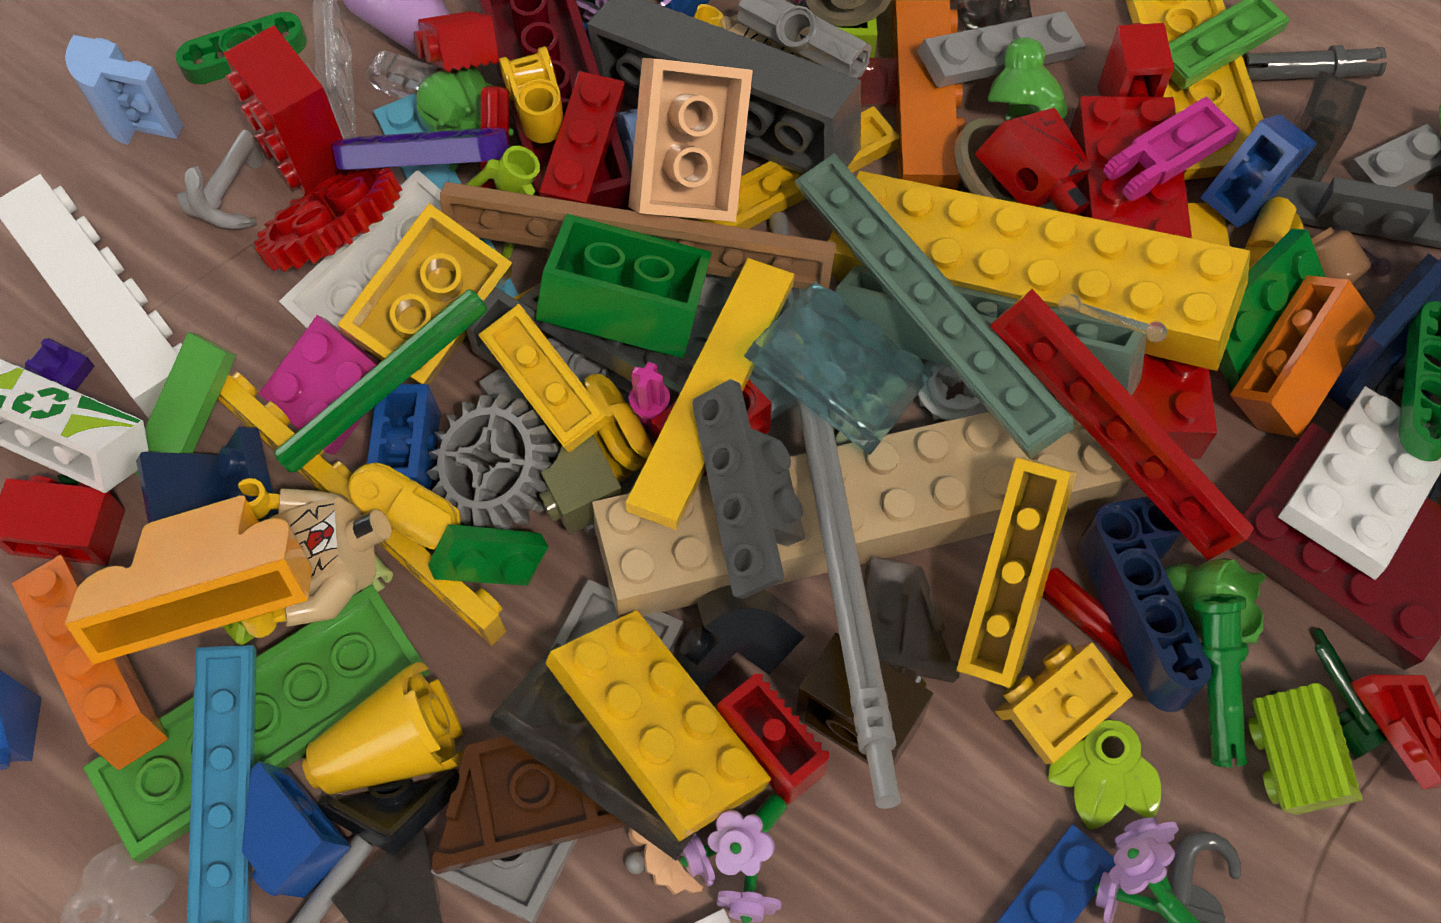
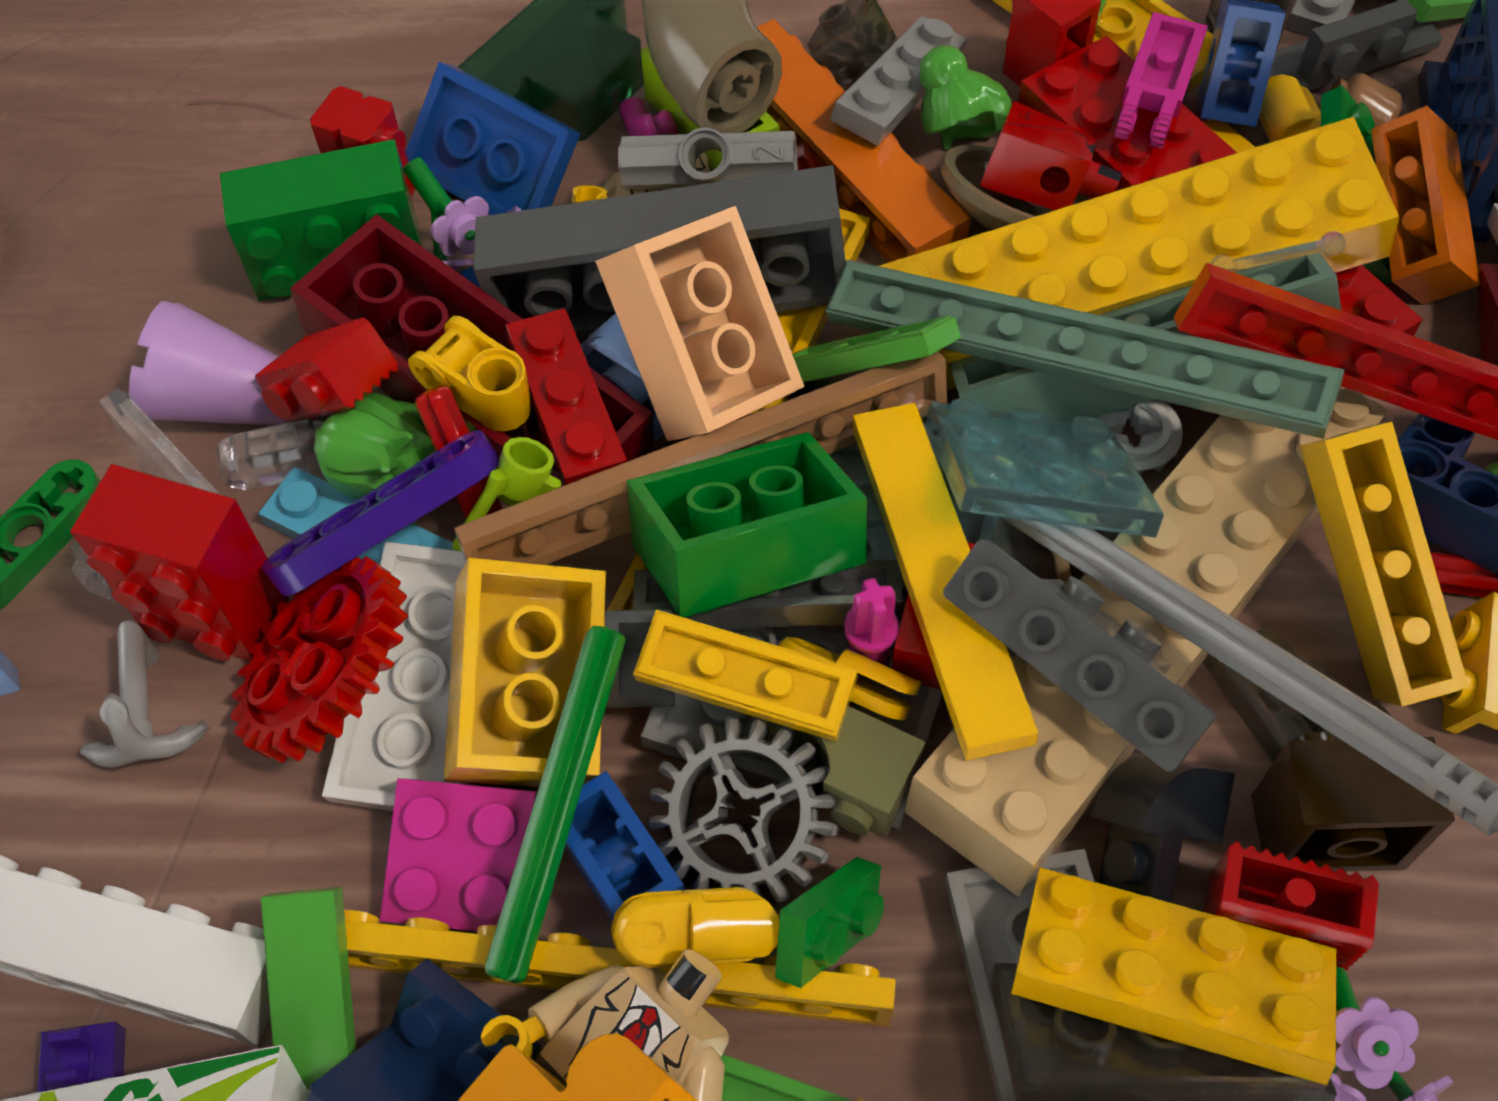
camera: 35 degrees left, 5 degrees down
(797, 222) = (876, 348): none -> bright green tile

